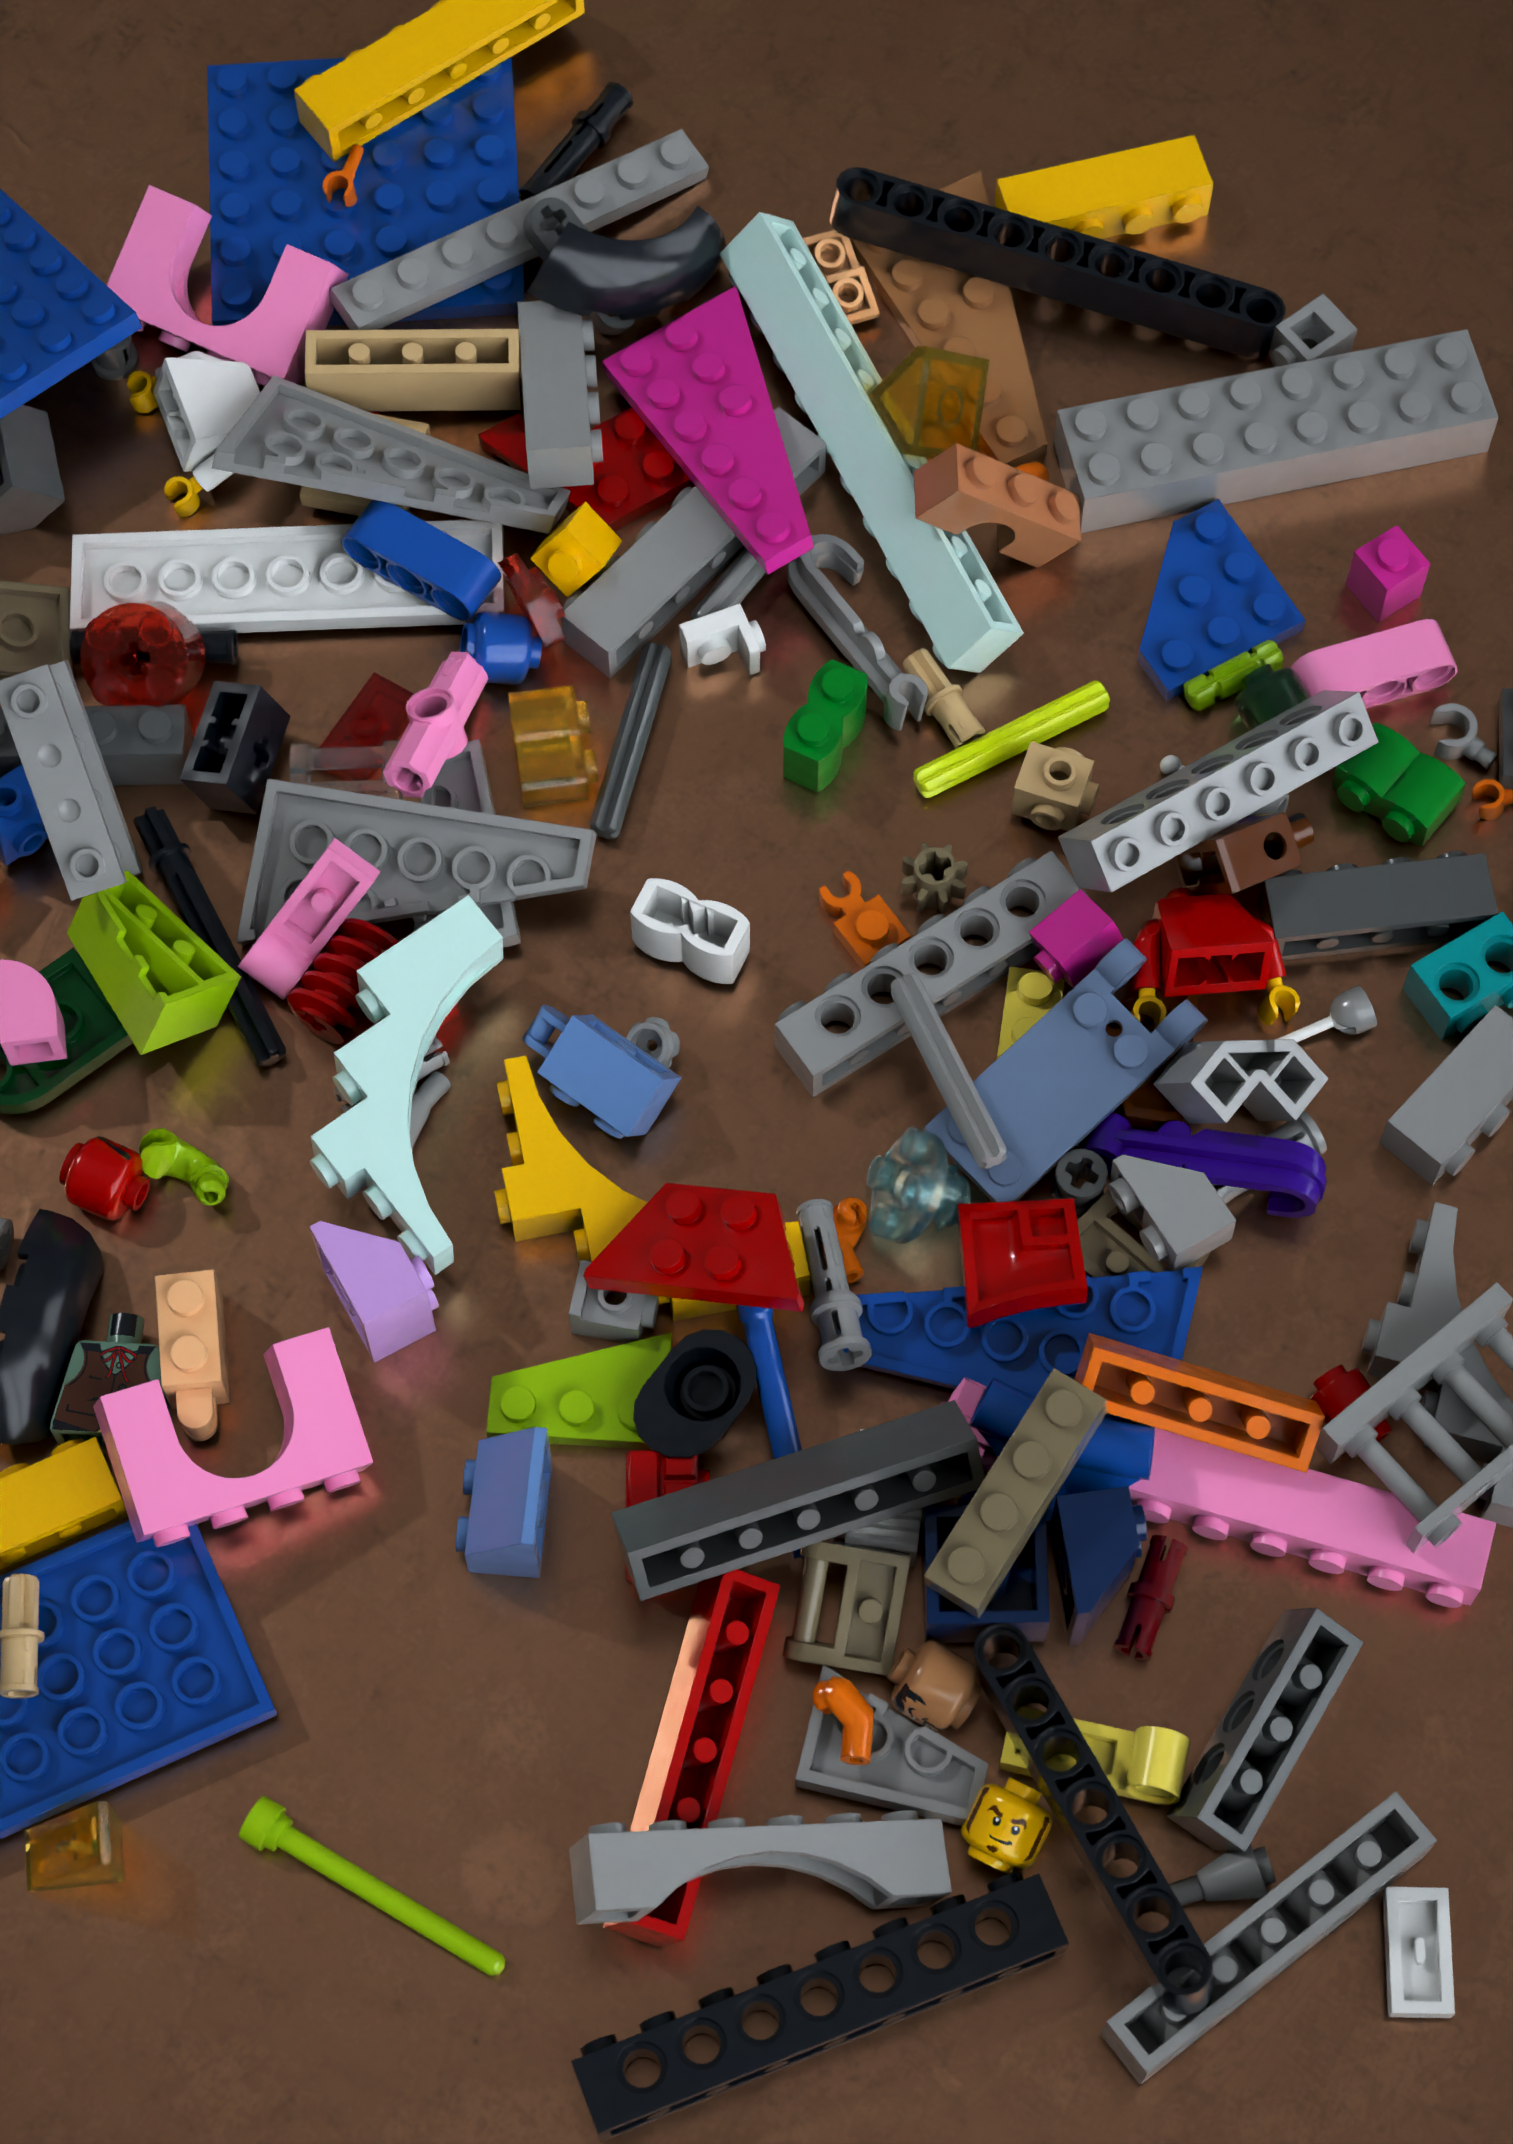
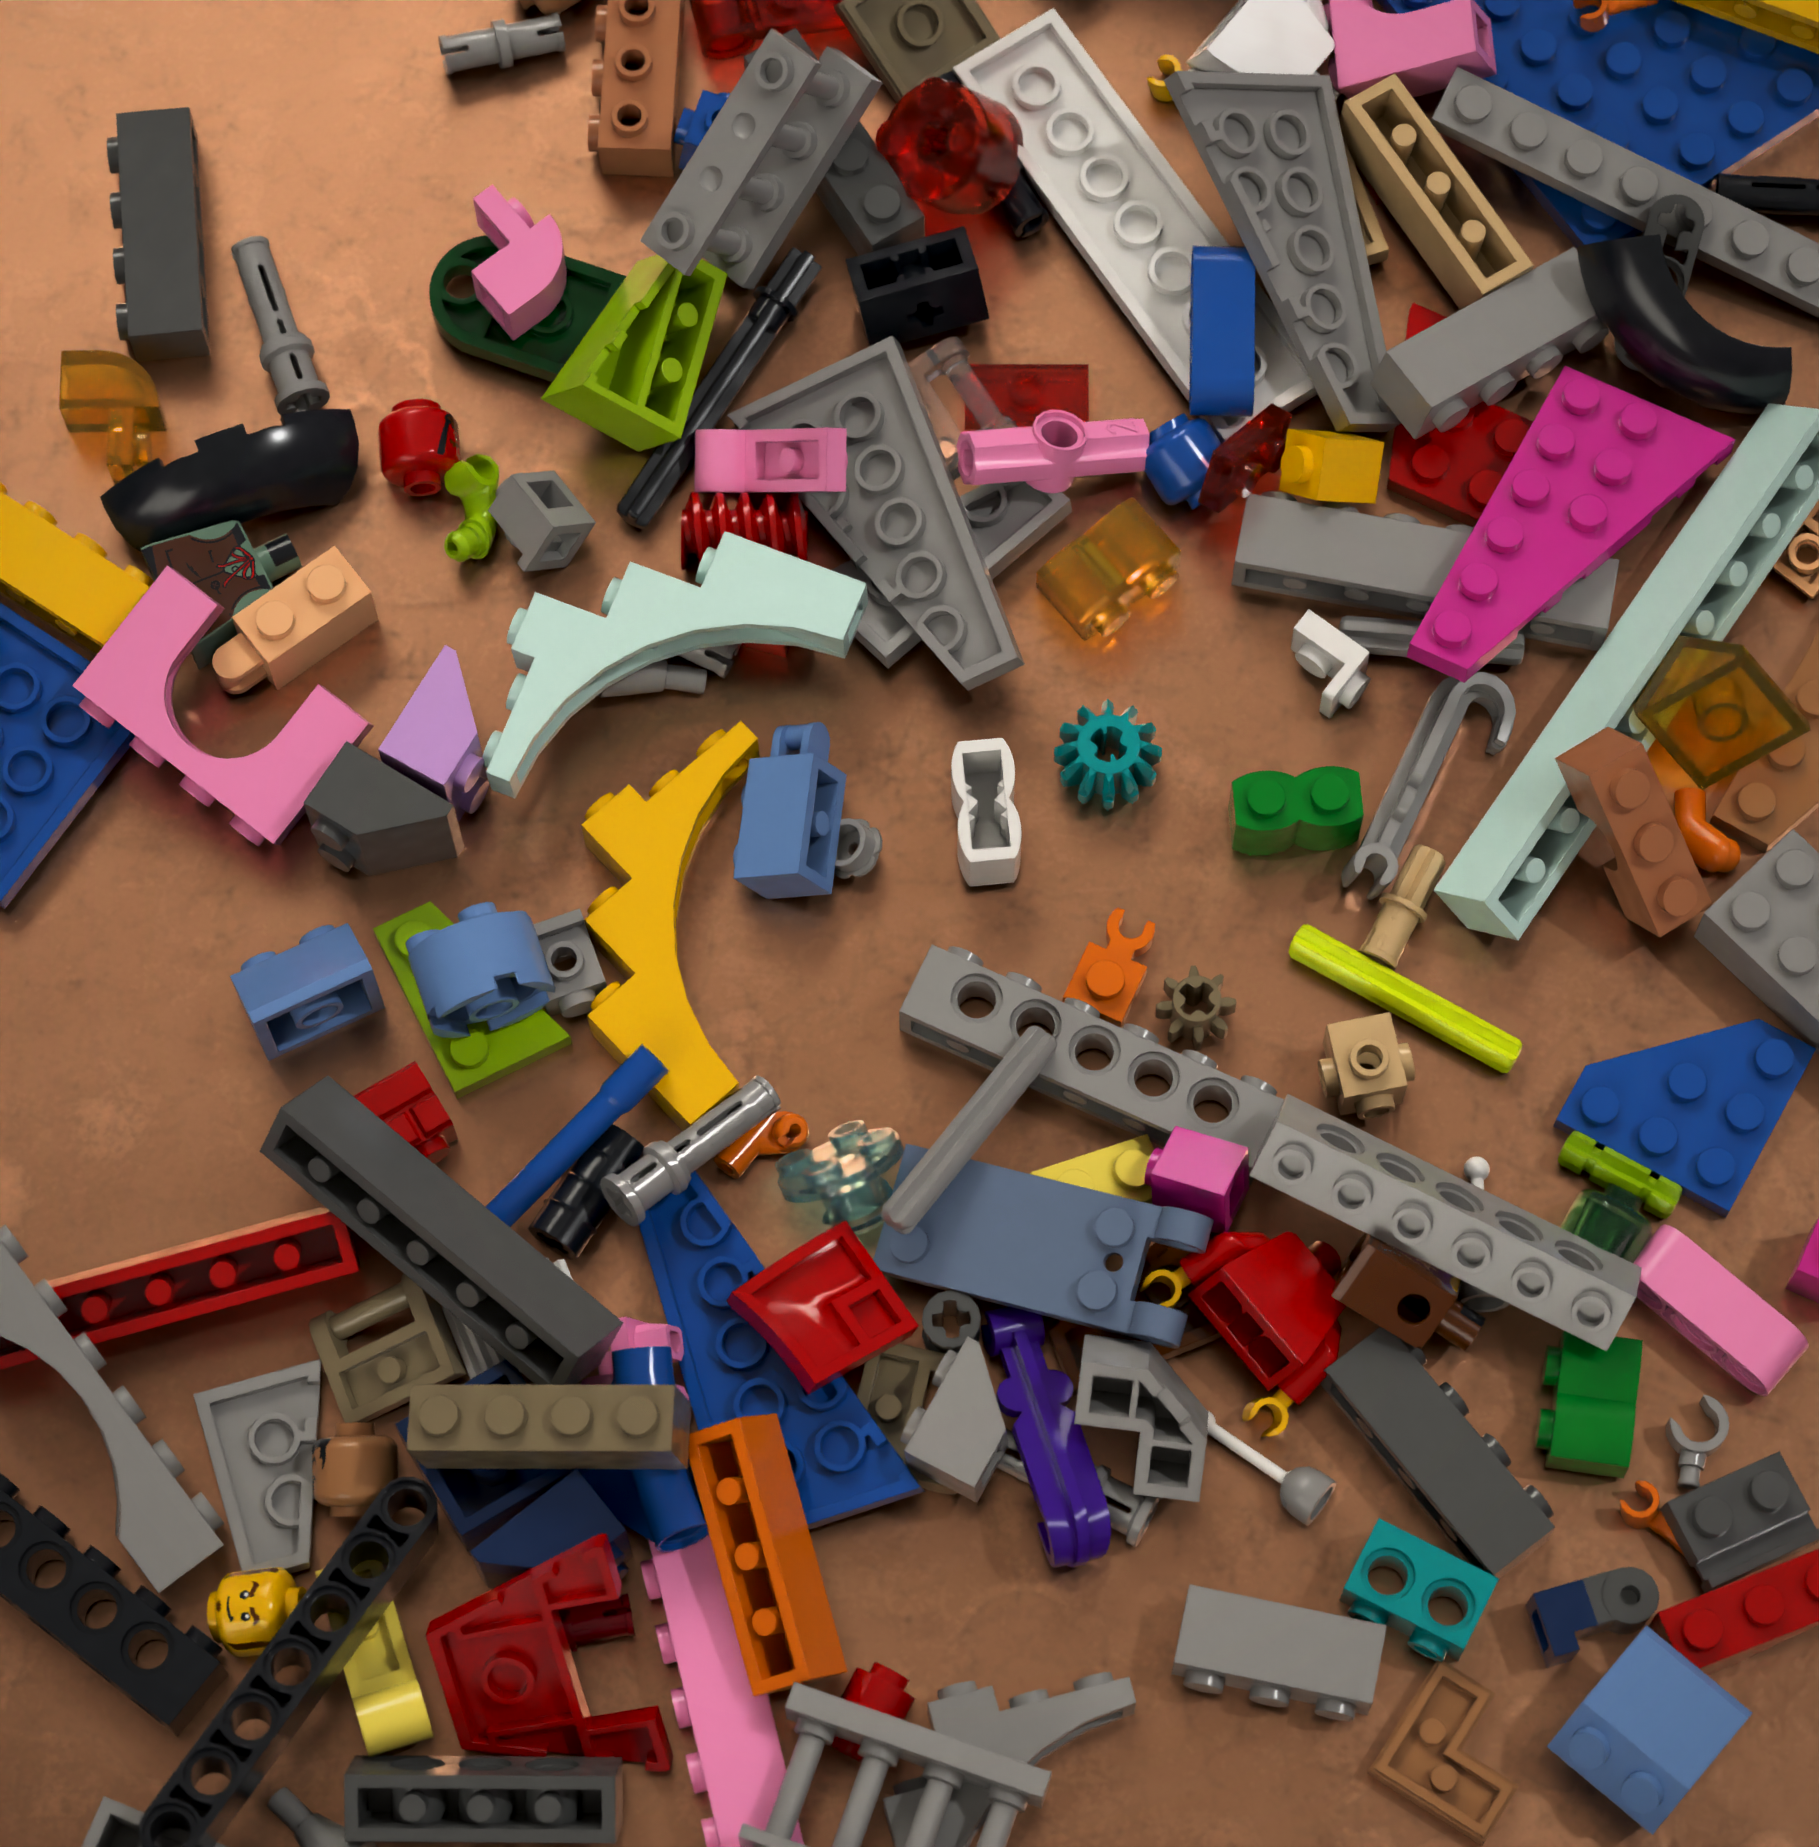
camera: 60 degrees right, 5 degrees up
(230, 1118) = (541, 519): none -> light grey brick
(405, 1367) = (378, 817): none -> dark grey slope
(592, 1353) = (480, 970): none -> medium blue brick
(630, 740) = (1170, 641): dark grey axle -> none
(695, 827) = (1101, 732): none -> teal gear
(695, 1394) = (506, 1088): black piece -> none
(703, 1248) = (643, 1009): red wing -> none
(813, 1392) = (577, 1201): none -> black axle
(853, 1712) = (281, 1407): orange arm -> none
(1173, 1645) = (515, 1676): none -> red wing

